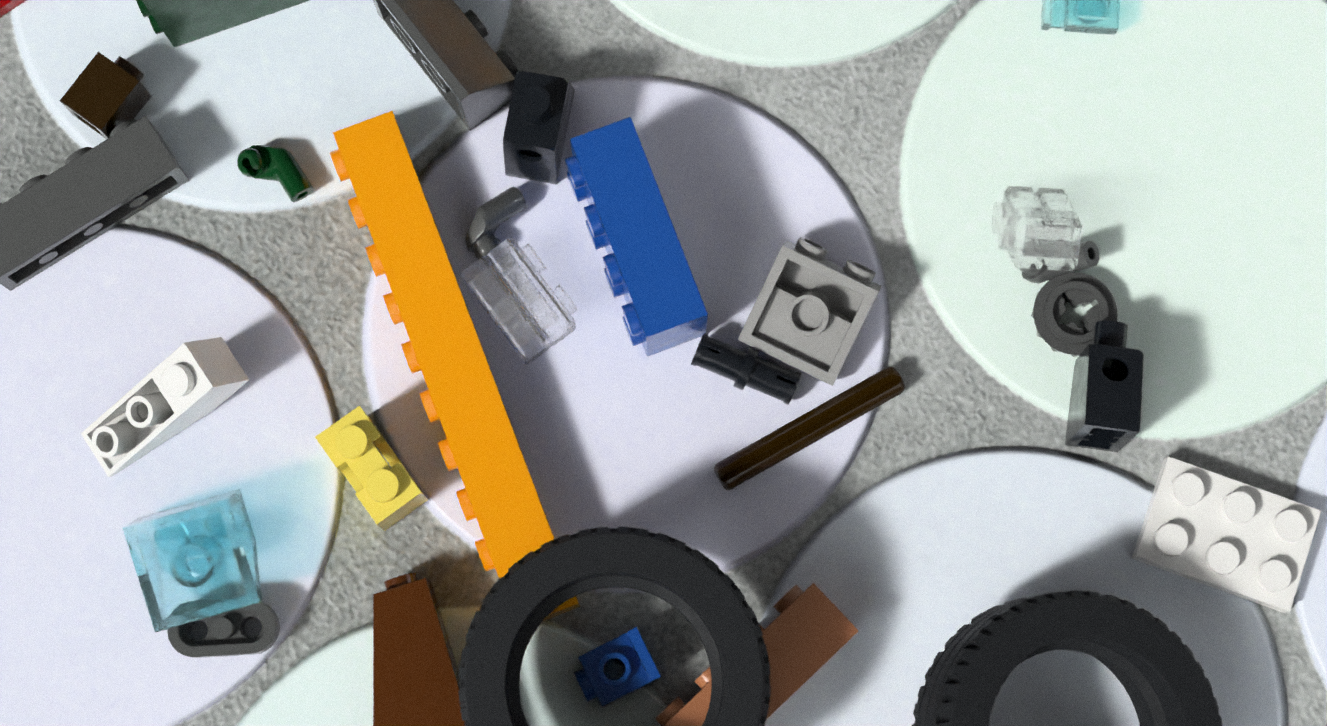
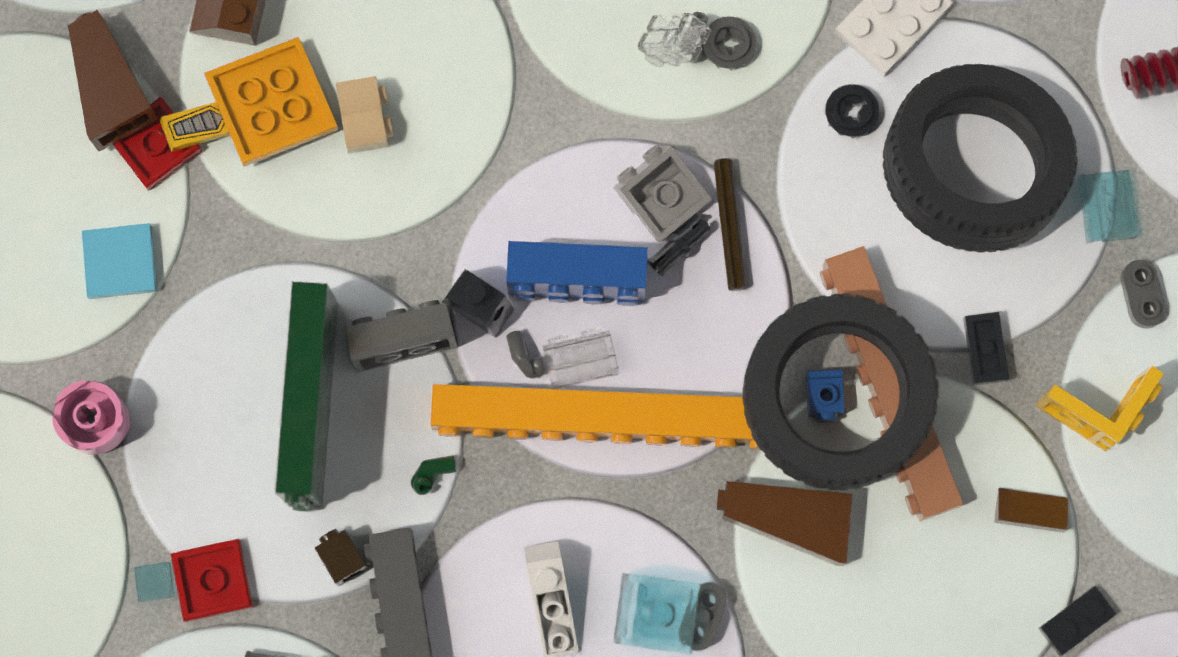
camera: 65 degrees left, 0 degrees up
(383, 490) = (660, 481): light yellow brick -> none
(1081, 527) = (854, 96): none -> black gear
(1106, 391) = (785, 45): black torso -> none

